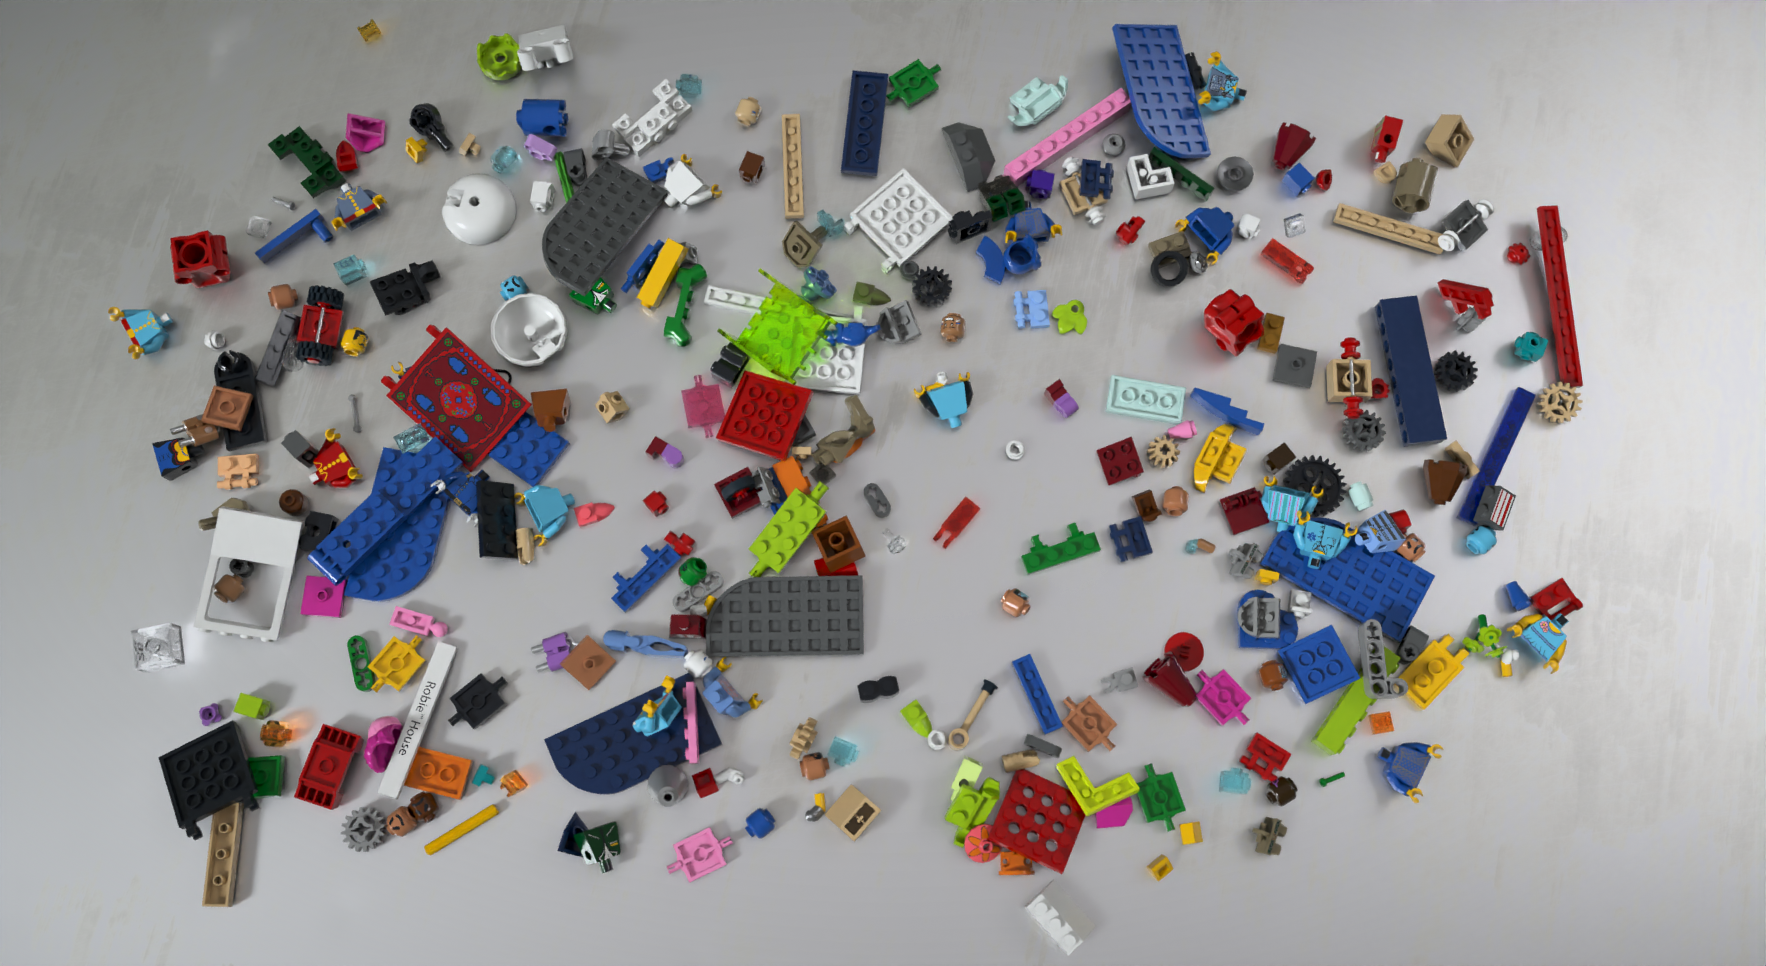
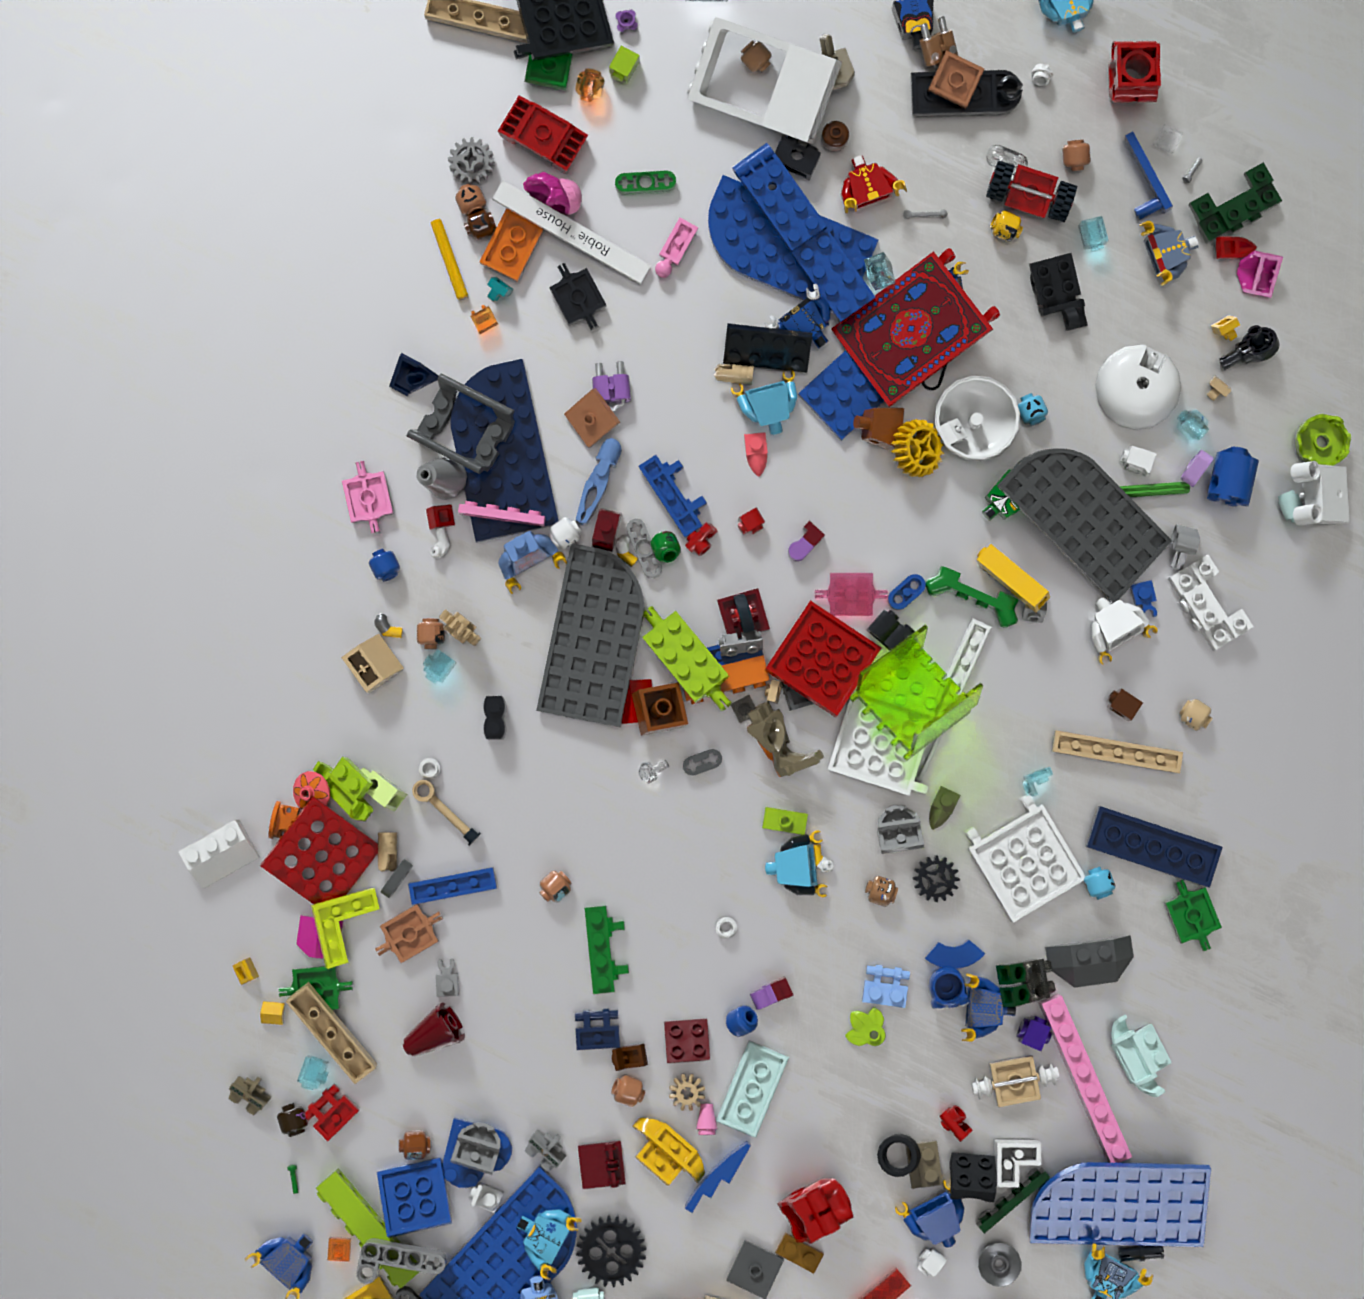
camera: 100 degrees right, 10 degrees up
(235, 466) = (892, 81): light nougat plate -> none
(246, 570) = (776, 64): dark grey bush -> none
(273, 356) = (1017, 140): black plate -> none
(300, 448) = (892, 152): dark grey brick -> none
(323, 597) = (725, 151): dark pink plate -> none
(396, 663) = (635, 218): yellow plate -> none
(559, 71) = (1287, 504): none -> light aqua brick
(564, 373) = (924, 446): none -> yellow gear
(575, 165) = (1171, 504): dark grey piece -> none
(599, 845) = (399, 397): dark green torso -> none
(601, 802) = (436, 422): none -> dark grey piece
(612, 406) = (870, 493): tan brick -> none
(642, 266) = (1019, 552): blue plate -> none
(660, 713) = (517, 482): medium azure torso -> none
(689, 85) = (1242, 652): clear light blue head -> none
(692, 360) = (906, 592): none -> blue plate
(801, 245) = (1014, 742): dark tan piece -> none
(817, 284) = (964, 749): medium blue plate -> none
(853, 335) = (891, 775): blue animal -> none
(904, 157) = (1099, 883): none -> medium azure head
(909, 269) = (962, 858): dark grey plate -> none
(912, 420) = (785, 821): none -> lime plate
(917, 718) = (456, 753): lime plate -> none
(957, 521) = (659, 845): clear red hinge -> none
(965, 226) = (998, 930): black plate -> none
(1090, 179) = (1025, 1091): dark blue plate -> none
(1091, 418) = (741, 1021): none -> blue head
(1113, 149) = (1067, 1125): light grey plate -> none
(1171, 206) = (972, 1176): none -> black brick
(1187, 650) = (464, 1058): red piece -> none
(1195, 772) = (331, 1033): none -> tan piece
(1197, 262) = (900, 1191): light grey plate -> none
(1199, 543) = (575, 1105): arm -> none
(1222, 697) = (404, 1084): dark pink plate -> none
(1267, 577) = (521, 1168): yellow plate -> none
(1278, 458) = (650, 1219): dark brown brick -> none
(1283, 503) = (597, 1210): medium azure torso -> none

